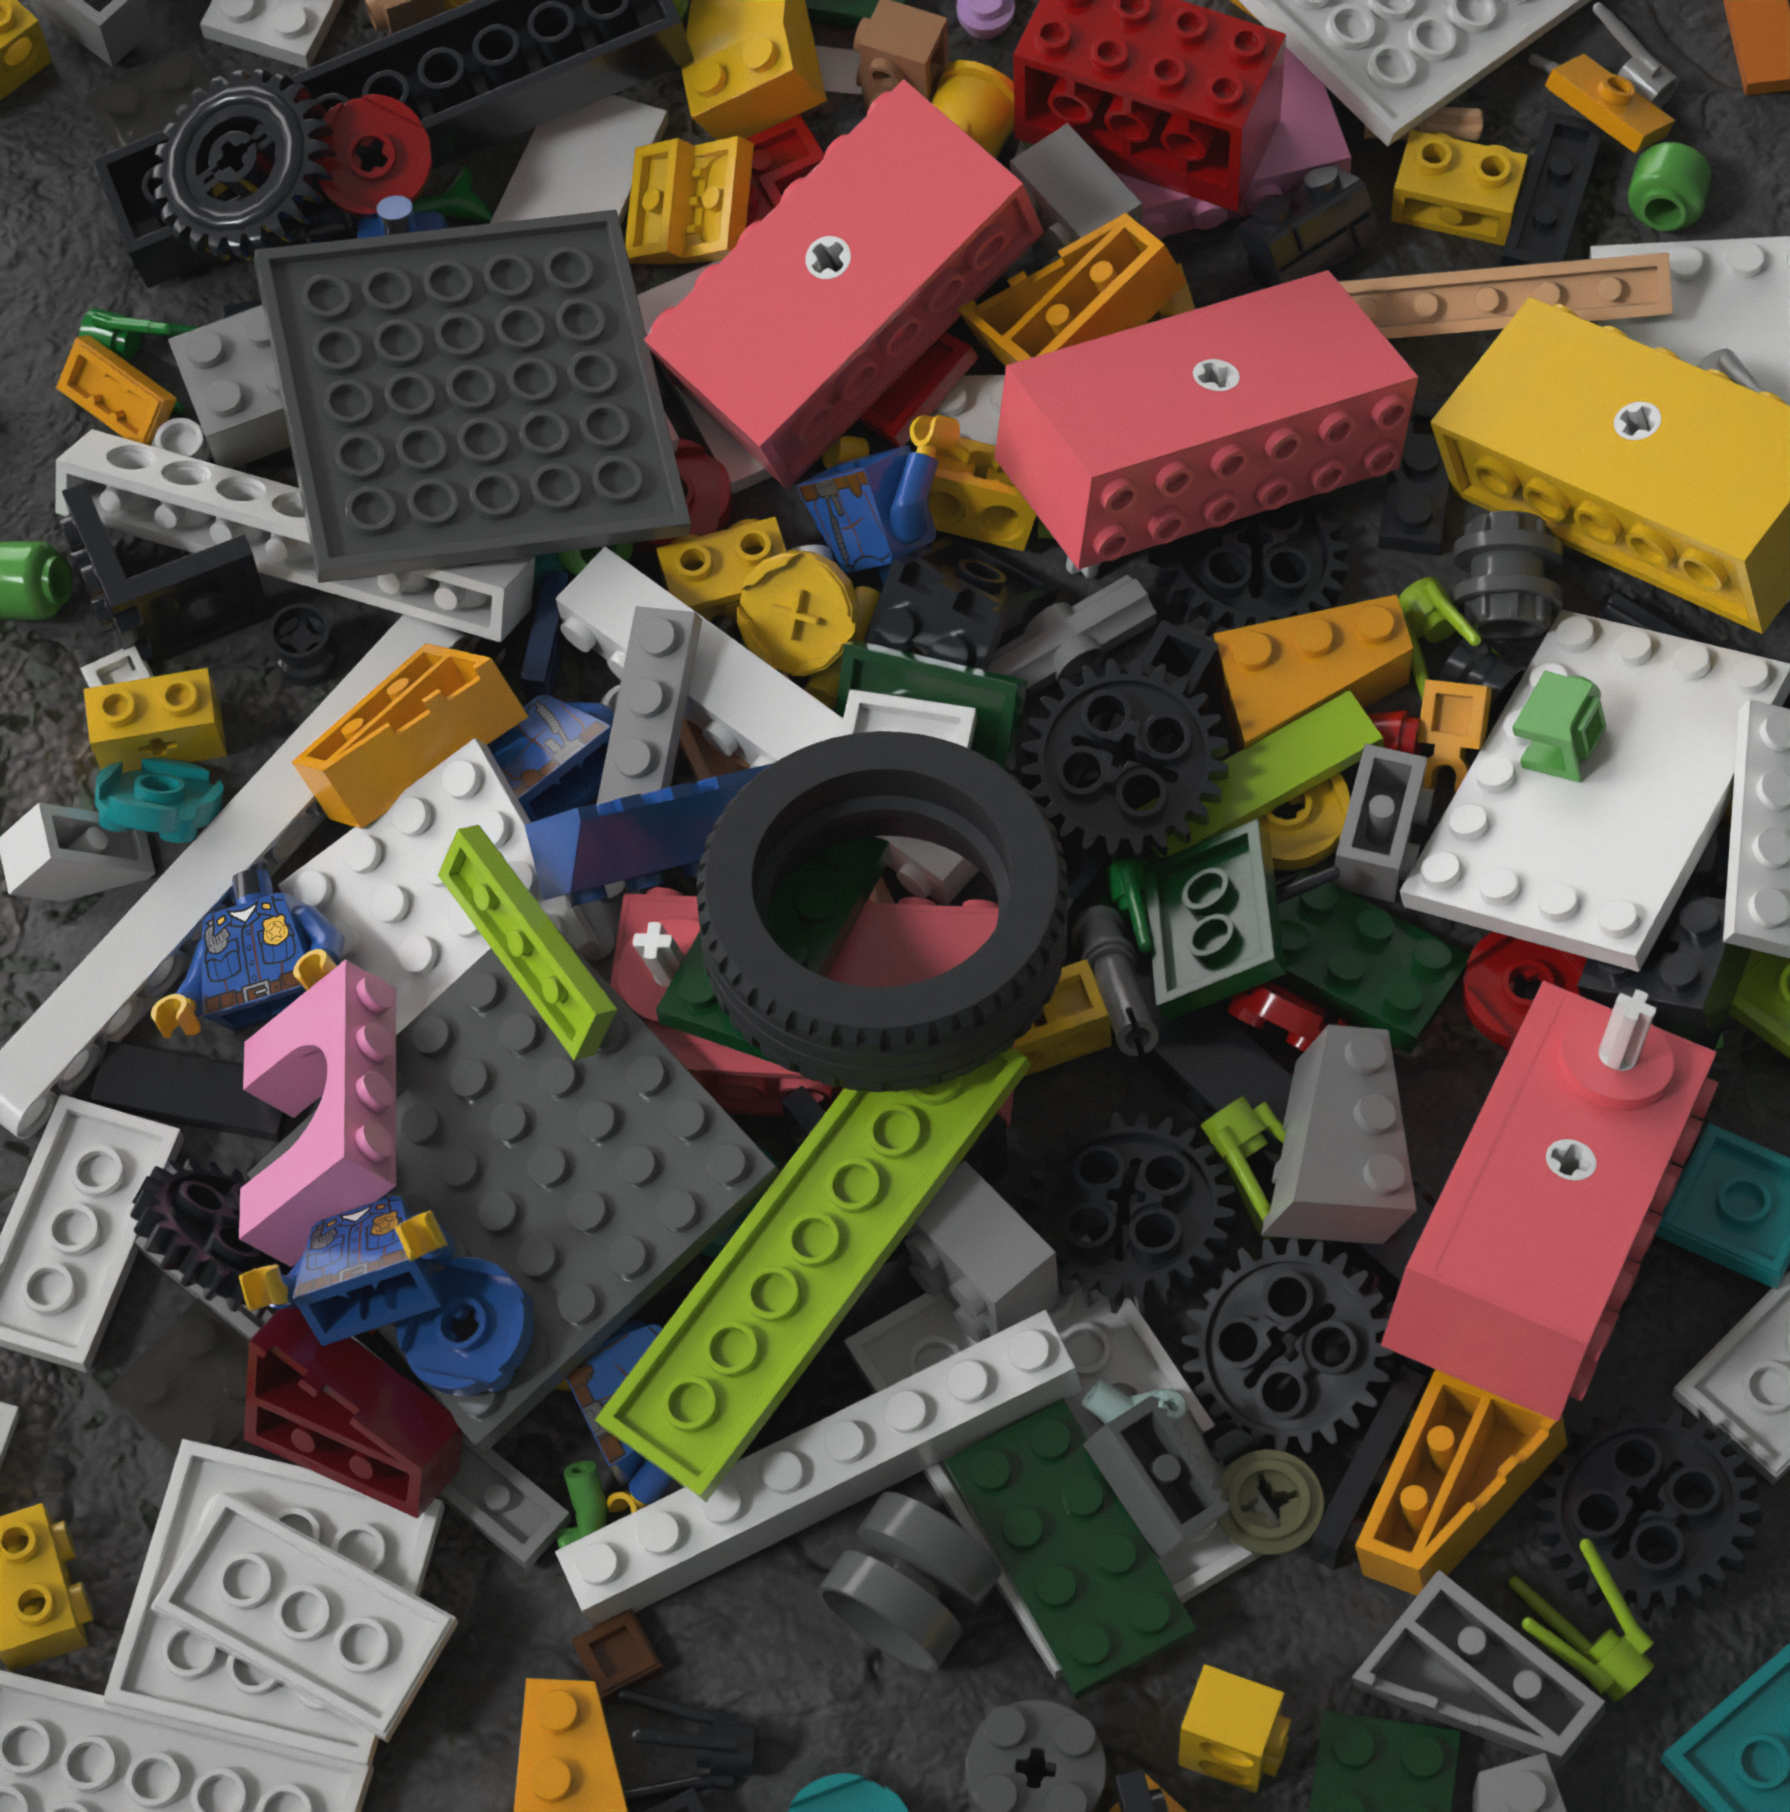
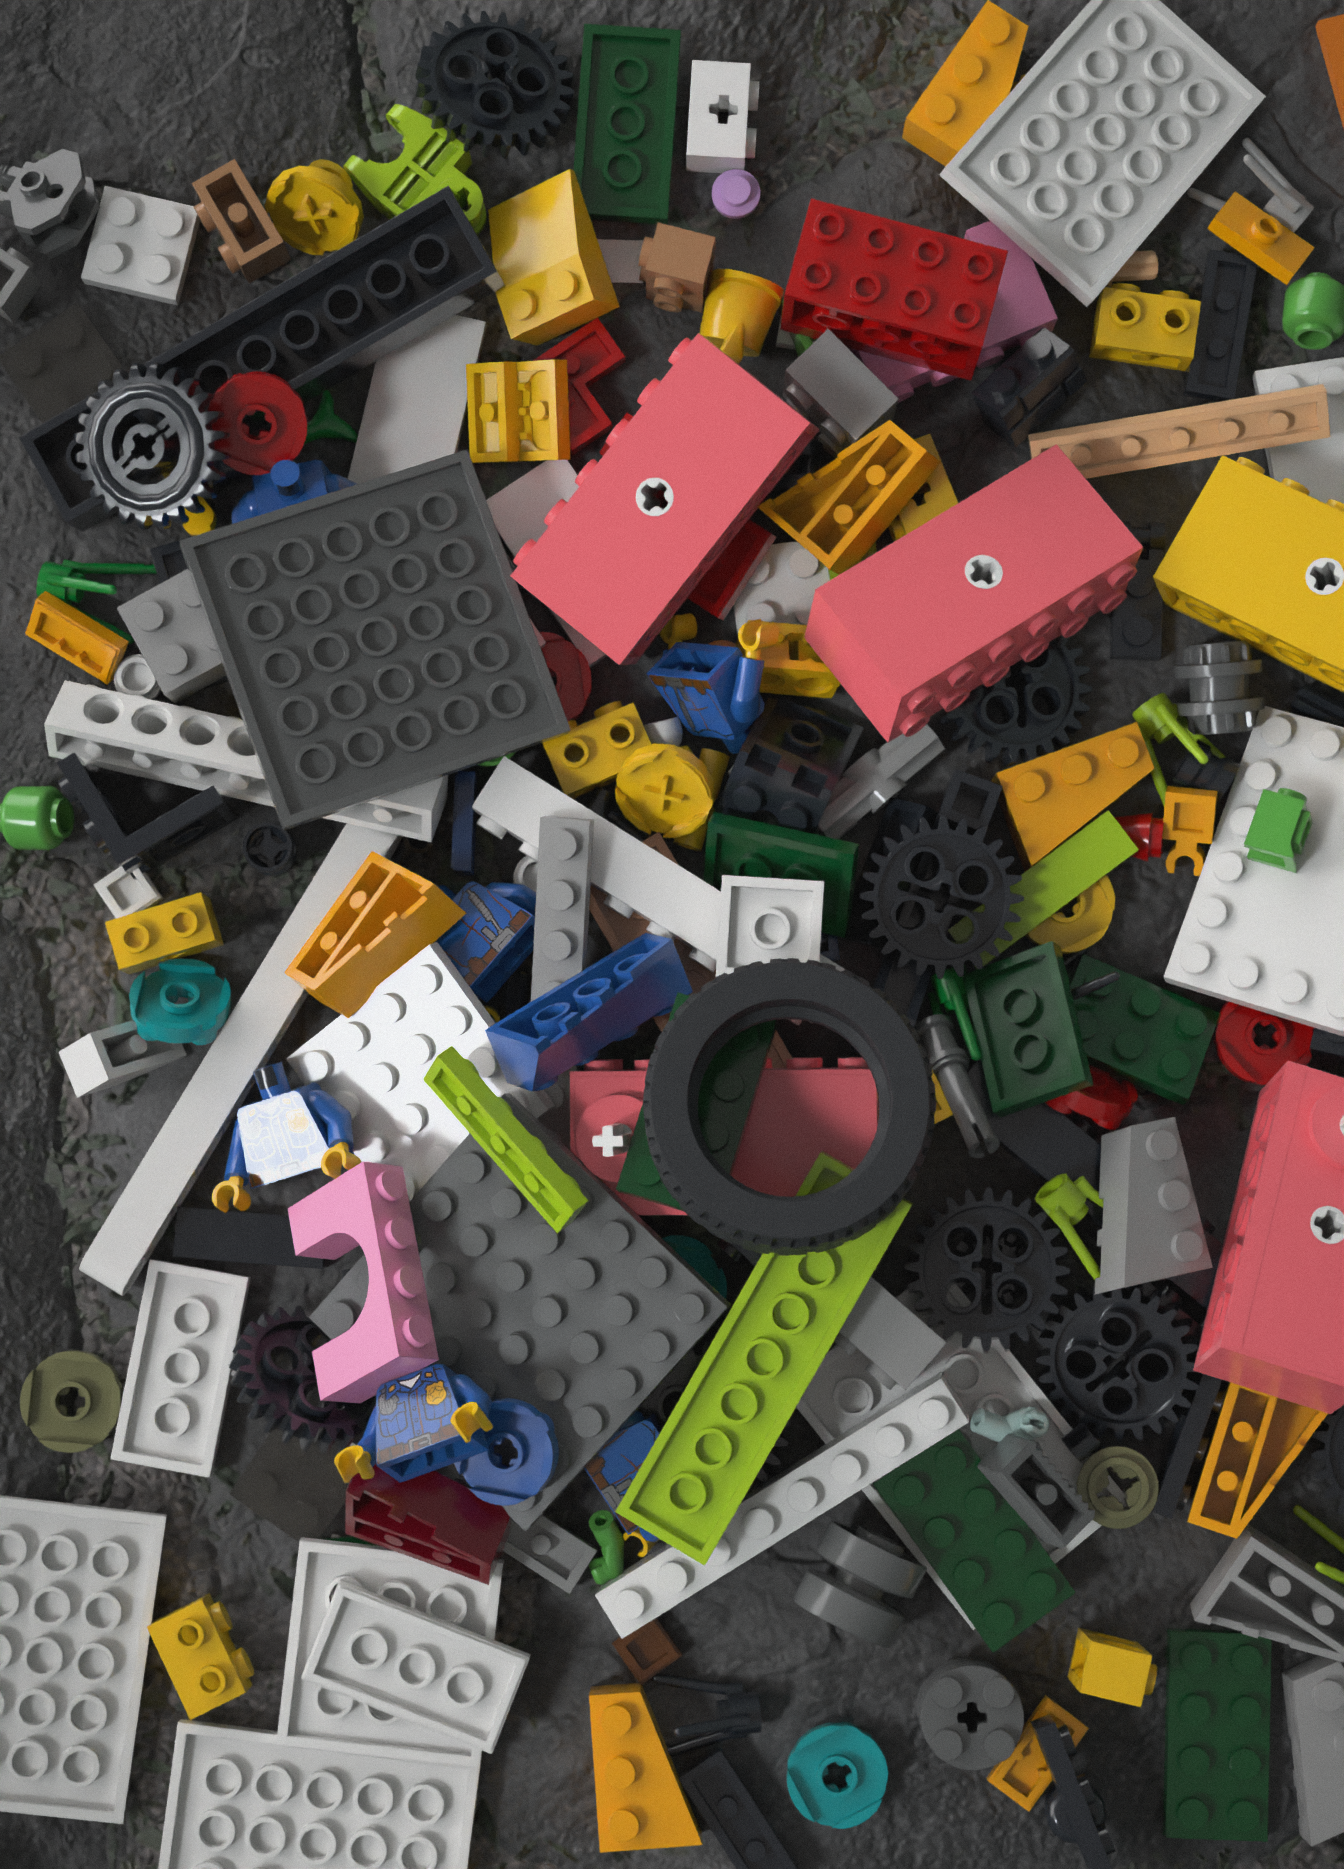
camera: 10 degrees left, 20 degrees up
(1380, 823) = (1142, 916): light grey brick -> none

